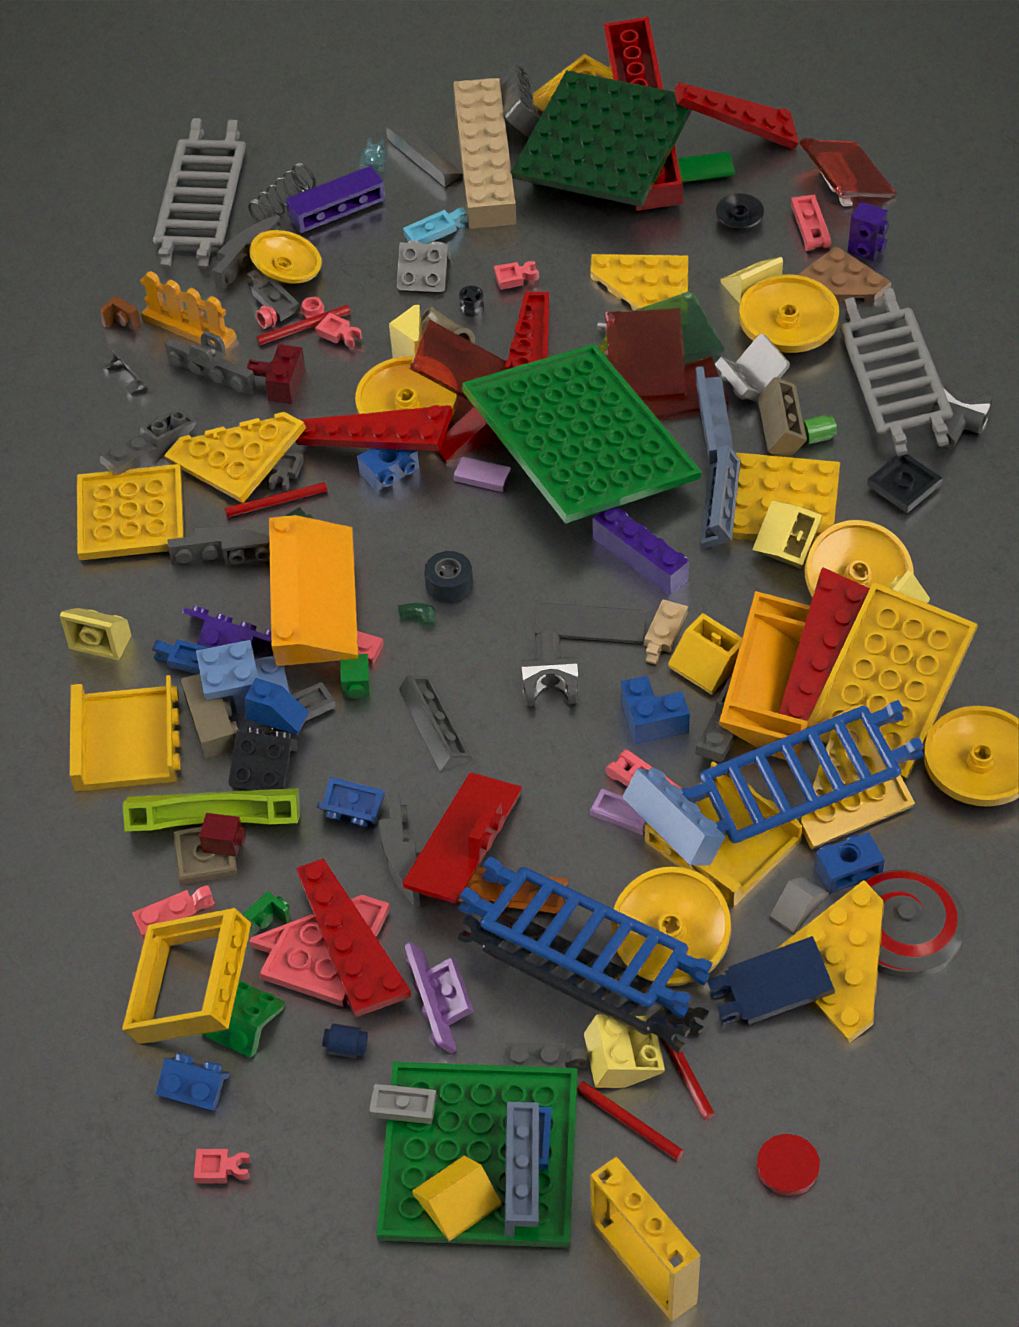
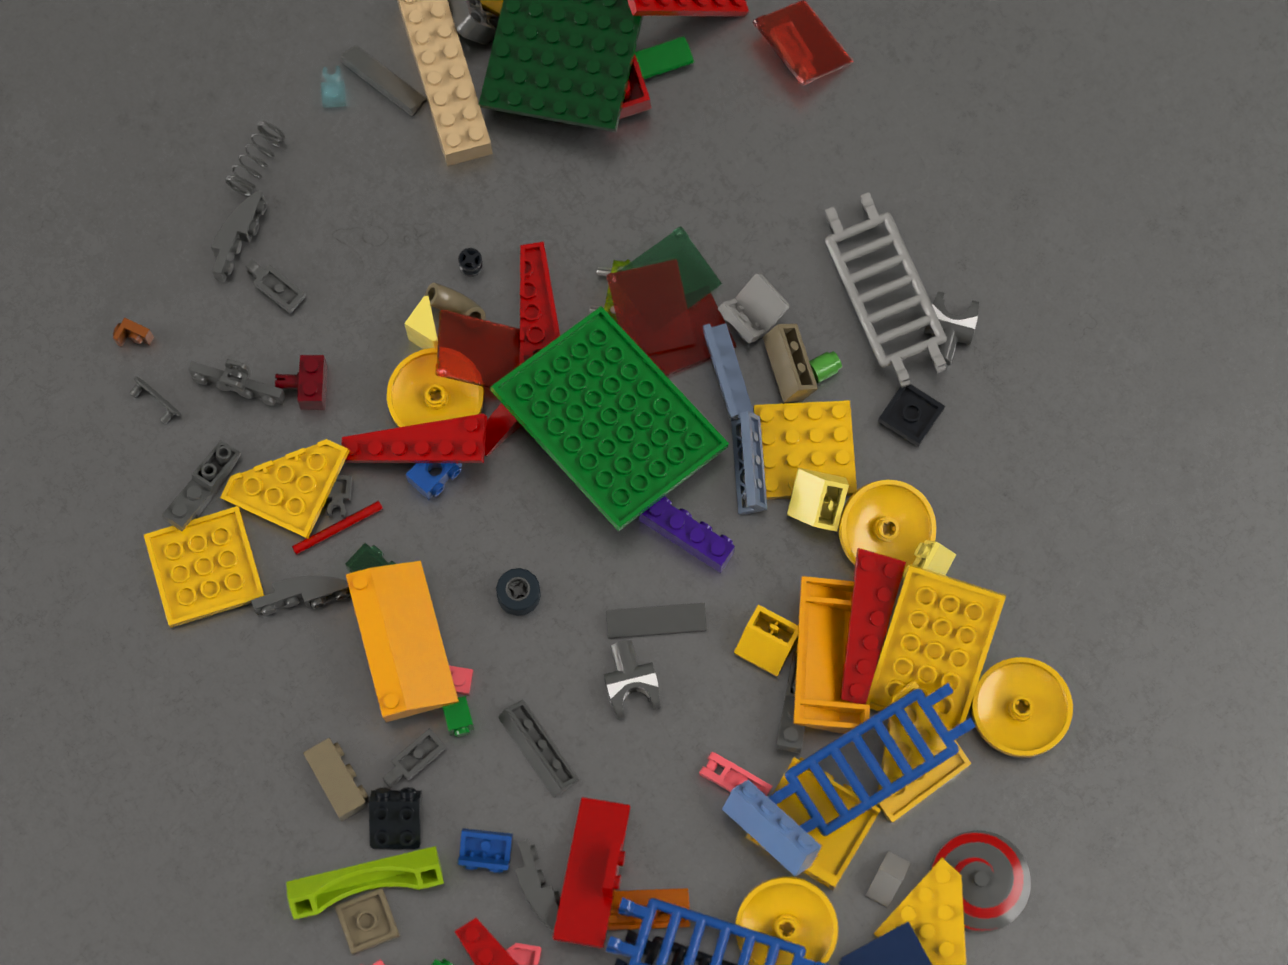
camera: 15 degrees left, 20 degrees up
(95, 632) = (210, 709): light yellow slope -> none
(124, 737) = (264, 814): yellow panel -> none
(173, 316) = (199, 330): light orange fence -> none
(178, 656) = (305, 721): blue plate -> none
(204, 243) = (200, 162): light grey bar -> none
(222, 631) = (329, 690): dark purple bracket -> none
(222, 834) = (381, 908): dark red brick -> none
(232, 670) = (357, 739): medium blue bracket -> none
(266, 317) = (276, 312): coral plate -> none
(274, 707) = (397, 771): blue slope -> none
(285, 256) = (283, 231): yellow dish -> none
(300, 326) = (313, 315): red bar -> none
(311, 307) = (318, 289): coral plate -> none
(335, 199) = (310, 156): dark purple brick -> none
(336, 328) = (347, 317): coral plate -> none
(417, 608) = (499, 630): clear green arm -> none
(422, 266) = (414, 227): light grey bracket -> none
(436, 226) = (414, 175): medium azure plate -> none
(482, 474) = (523, 466): lavender tile -> none
(512, 274) = (502, 224): coral plate -> none
(615, 810) = (710, 811): lavender tile -> none
(641, 278) = (631, 208): yellow plate -> none
(651, 716) = (727, 714): blue brick -> none
(664, 629) = (723, 613): tan plate -> none
(740, 210) = (707, 101): black dish -> none
(742, 280) = (733, 192): light yellow slope -> none
(790, 311) = (778, 216): yellow dish -> none
(810, 222) = (777, 112): coral plate -> none
(839, 874) = (916, 846): blue brick -> none
(846, 276) = (814, 178): medium nougat plate -> none
(868, 231) = (835, 125): dark purple brick -> none

